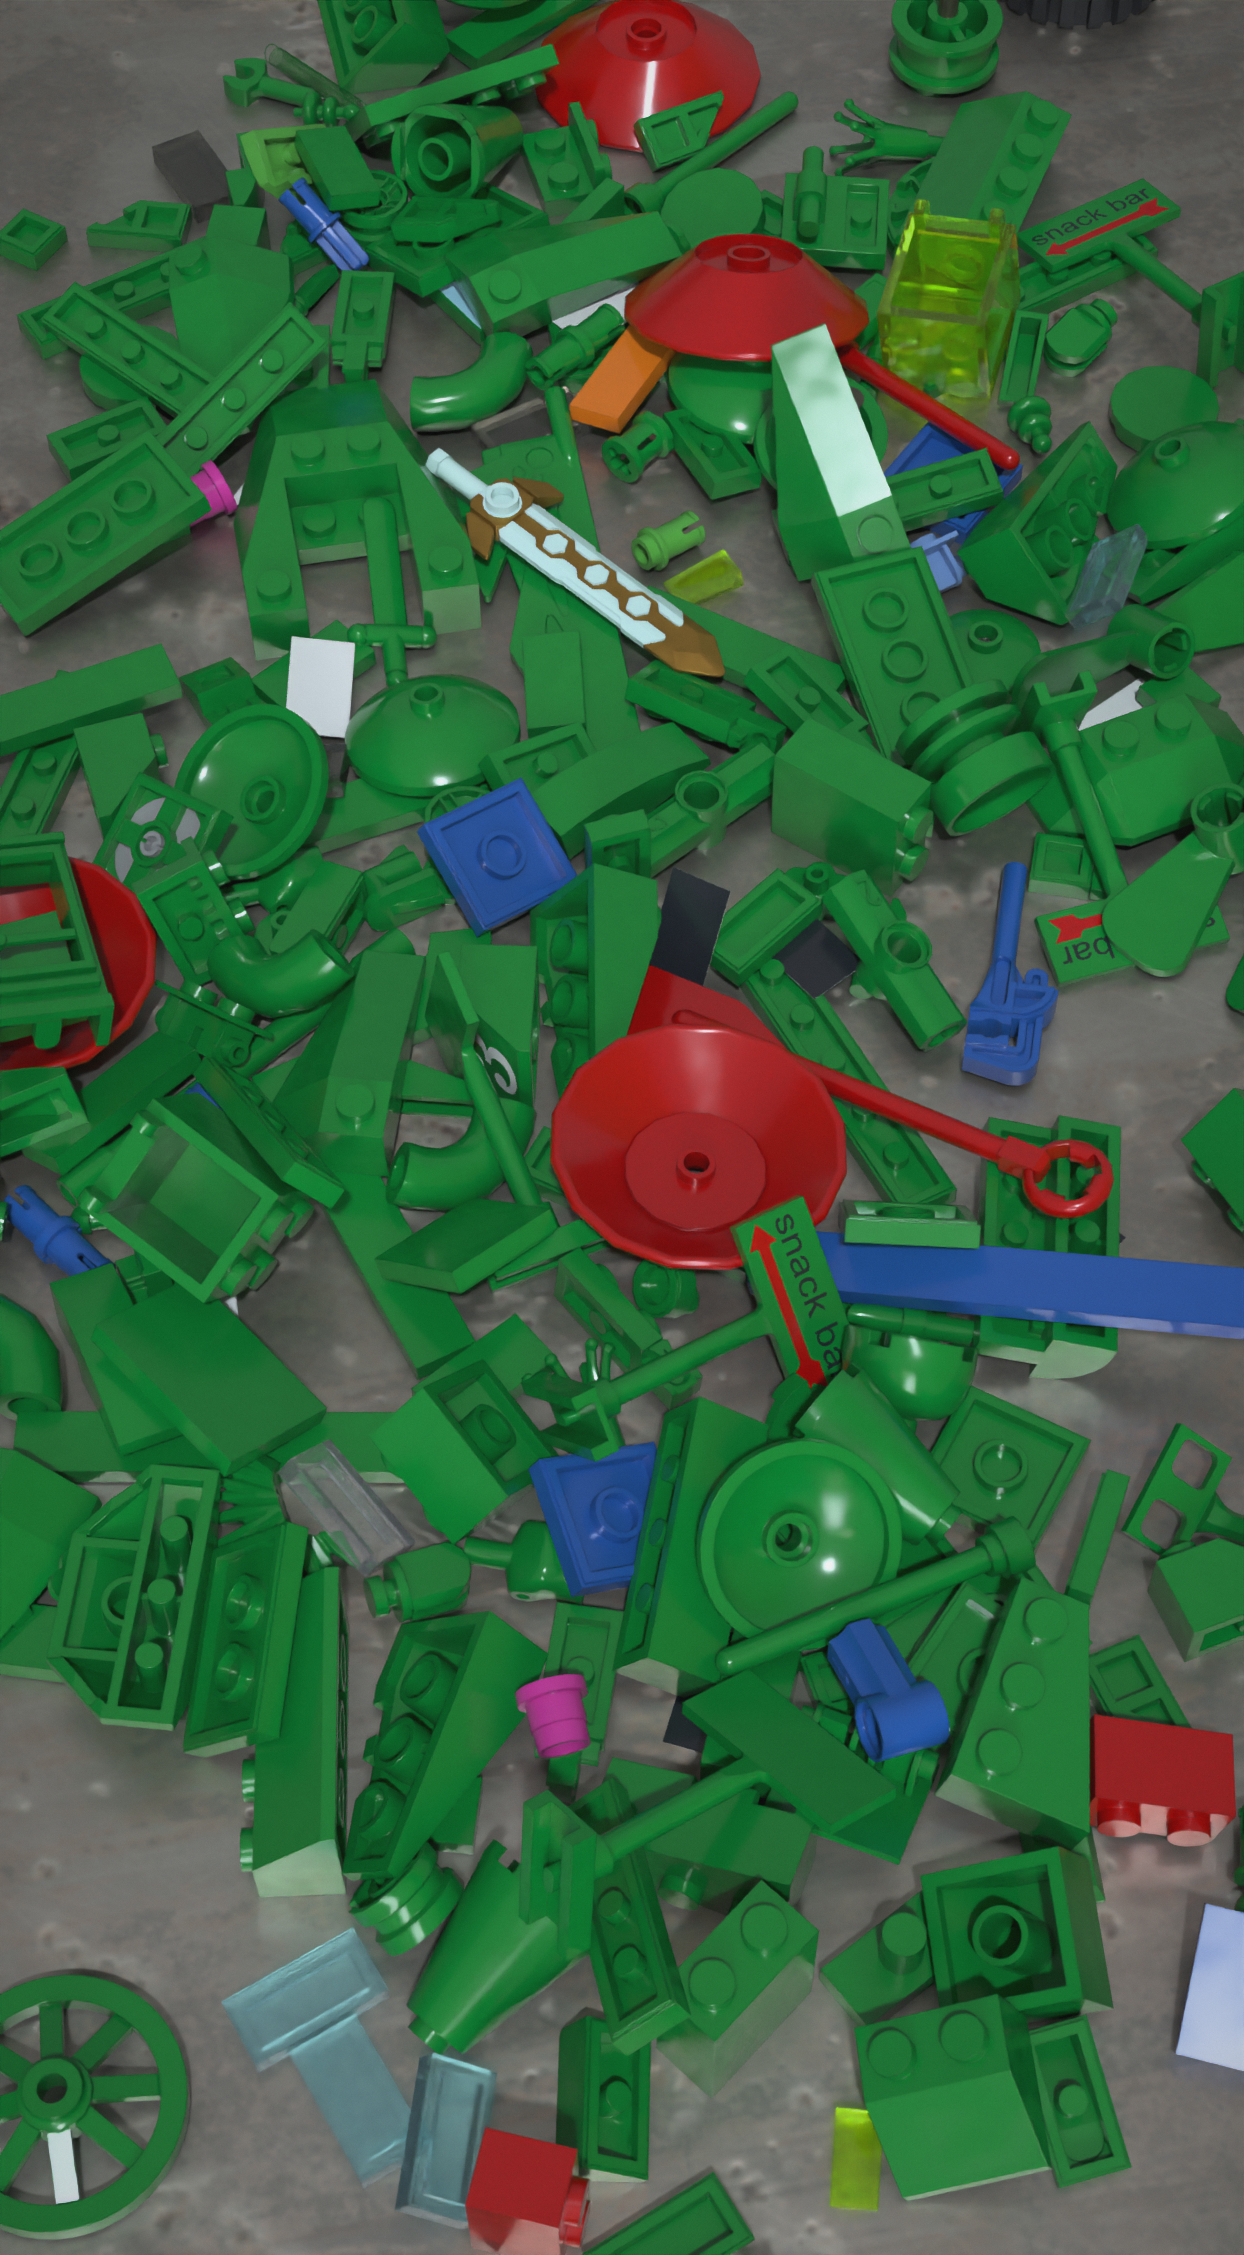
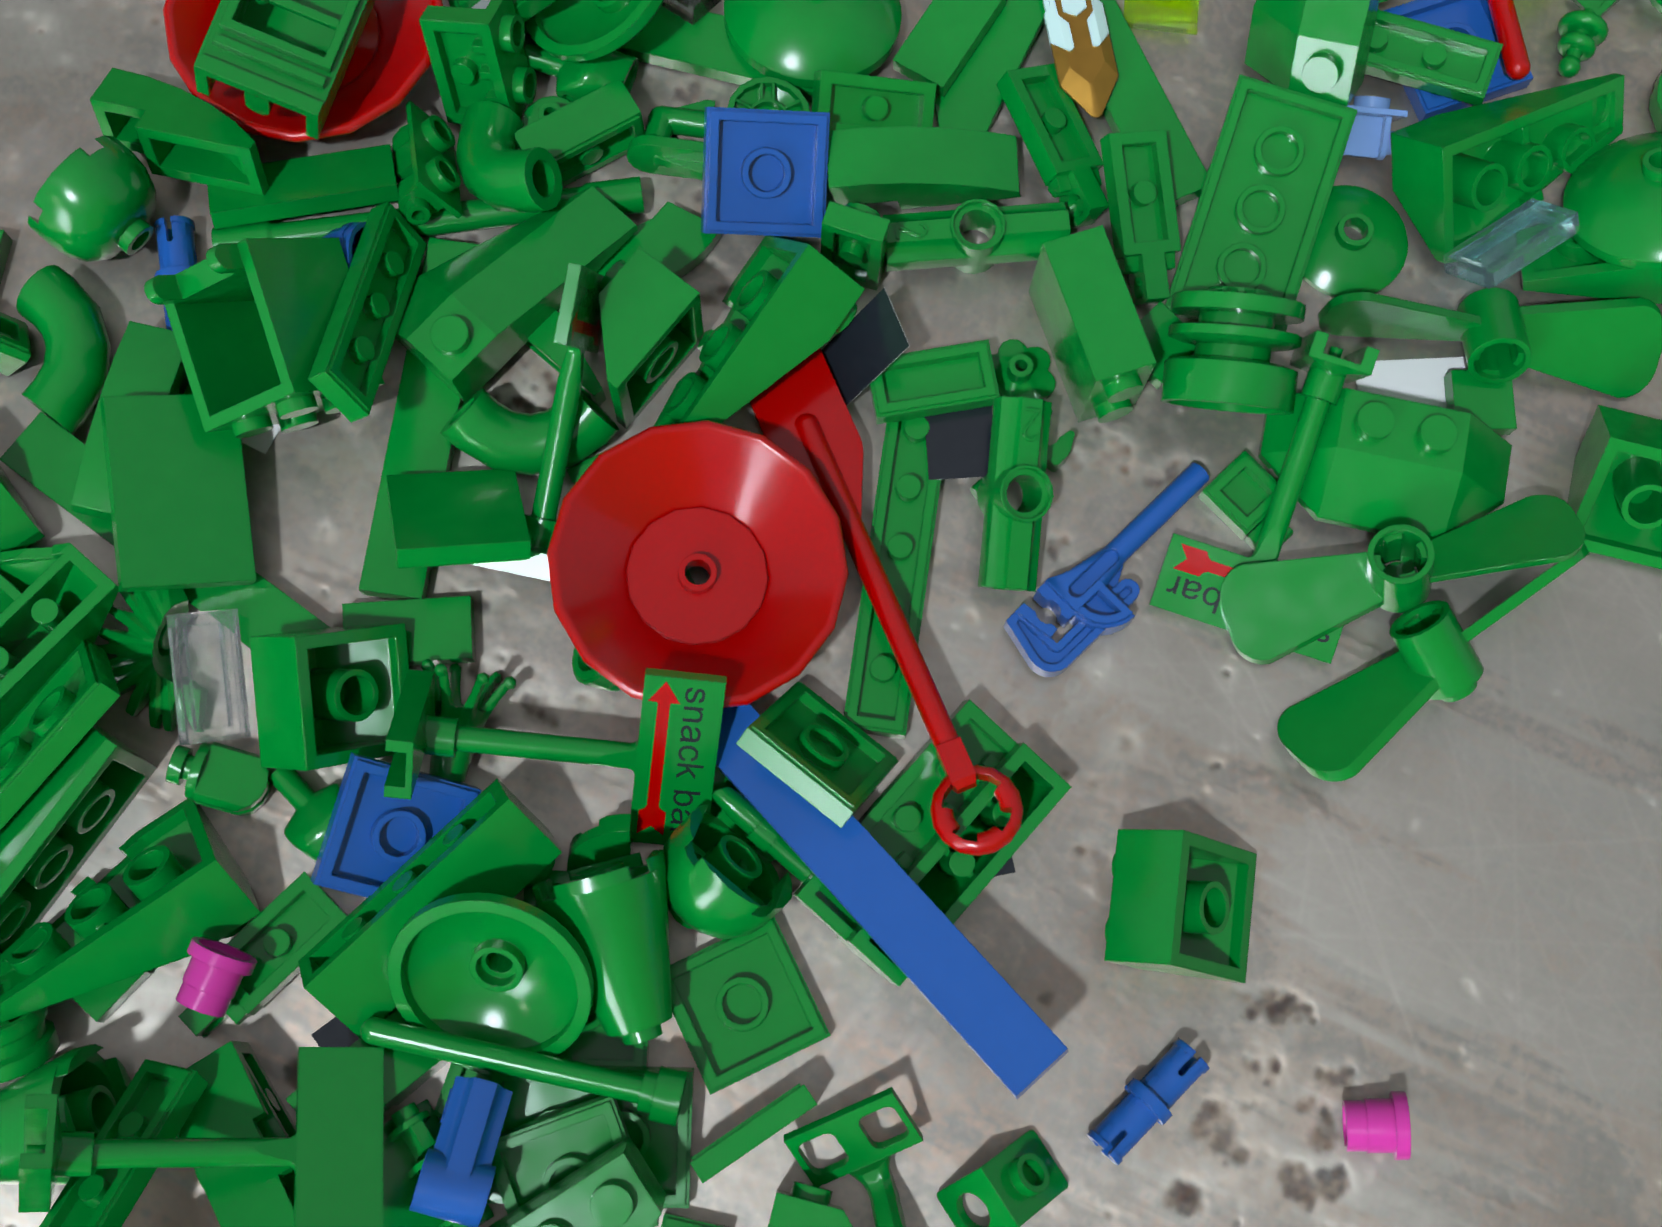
camera: 30 degrees right, 20 degrees up
(608, 1316) = (540, 678): green hinge -> none

